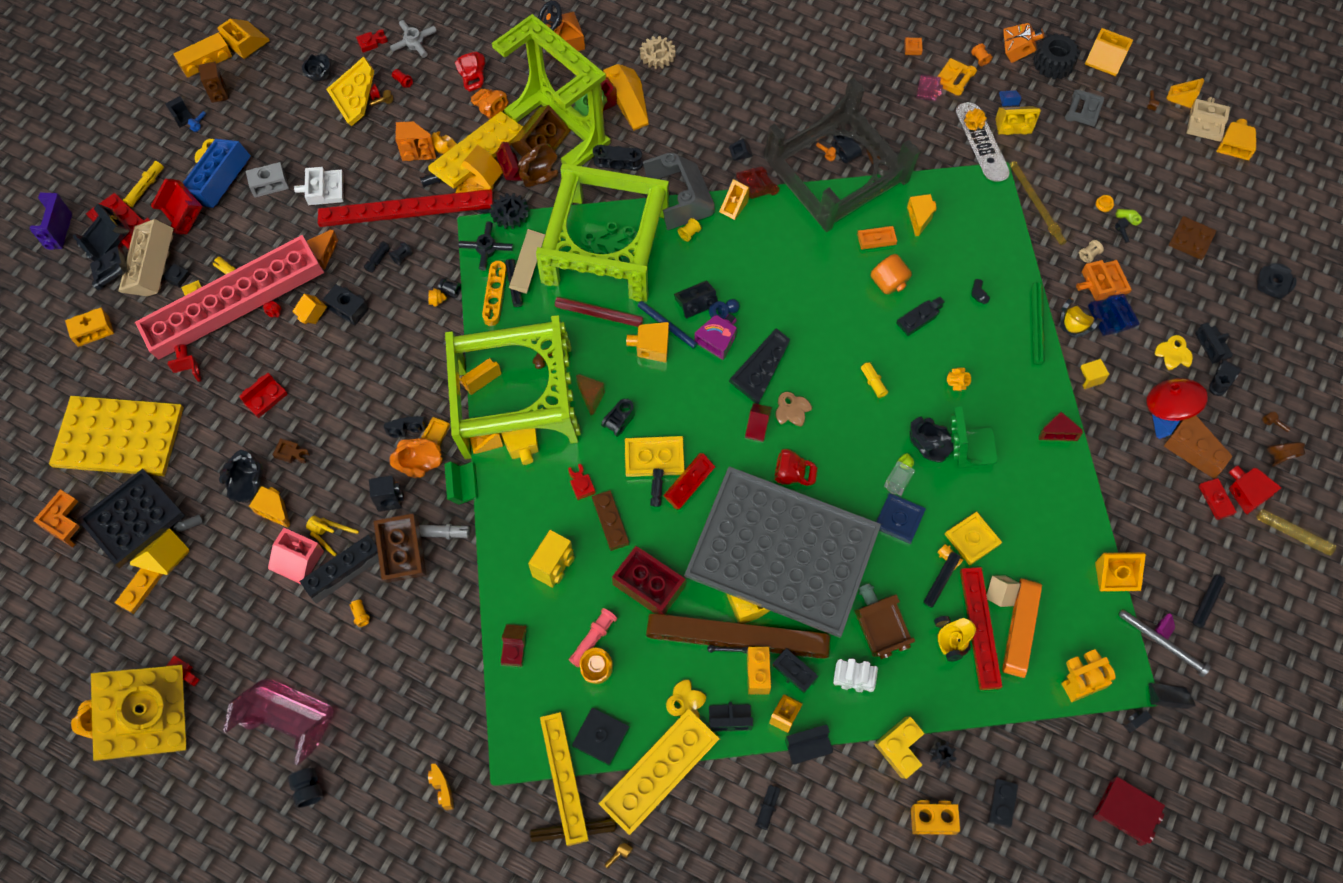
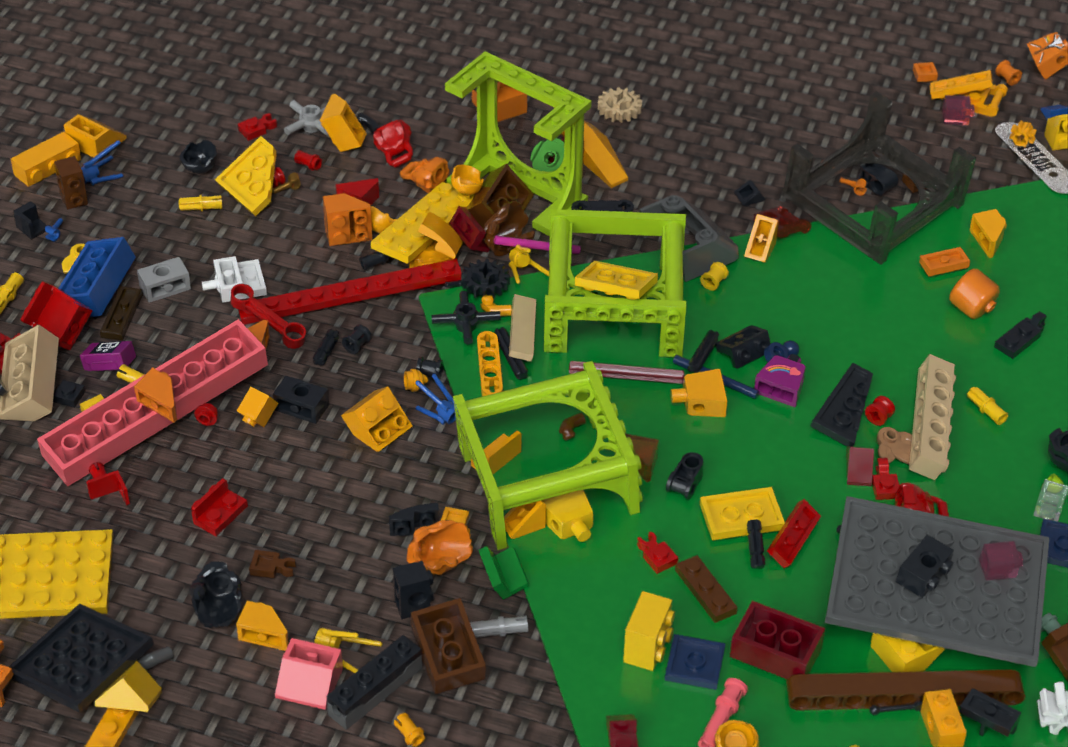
camera: 10 degrees left, 20 degrees down
(211, 245) = (107, 355): none -> magenta piece
(228, 296) = (157, 393): none -> orange slope
(230, 206) = (121, 313): none -> dark brown tile
(232, 70) = (91, 171): none -> blue plant
(311, 110) = (200, 203): none -> yellow axle
(336, 225) = (265, 313): none -> red piece
(398, 330) = (377, 419): none -> light orange slope
(432, 49) = (342, 124): none -> light orange slope
(433, 116) = (363, 190): none -> red slope
(451, 326) = (445, 408): none -> blue plant
(452, 43) = (369, 122): none -> black arm
(509, 238) = (488, 306): none -> light orange arm
(515, 115) = (466, 179): none -> light orange hair
(543, 193) = (520, 258): none -> yellow plant
(552, 181) = (531, 244): none -> dark pink bar
(585, 585) = (695, 662): none -> dark blue tile
(597, 239) = (616, 280): none -> yellow plate
(662, 301) = (703, 351): none -> black axle
(773, 443) = (884, 484): none -> red plate
(778, 532) = (925, 566): none -> black brick
(786, 375) = (880, 410): none -> red wheel
(808, 426) = (932, 417): none -> tan brick
(833, 544) = (1000, 560): none -> clear pink brick
(938, 64) = (961, 84): none -> light orange plate

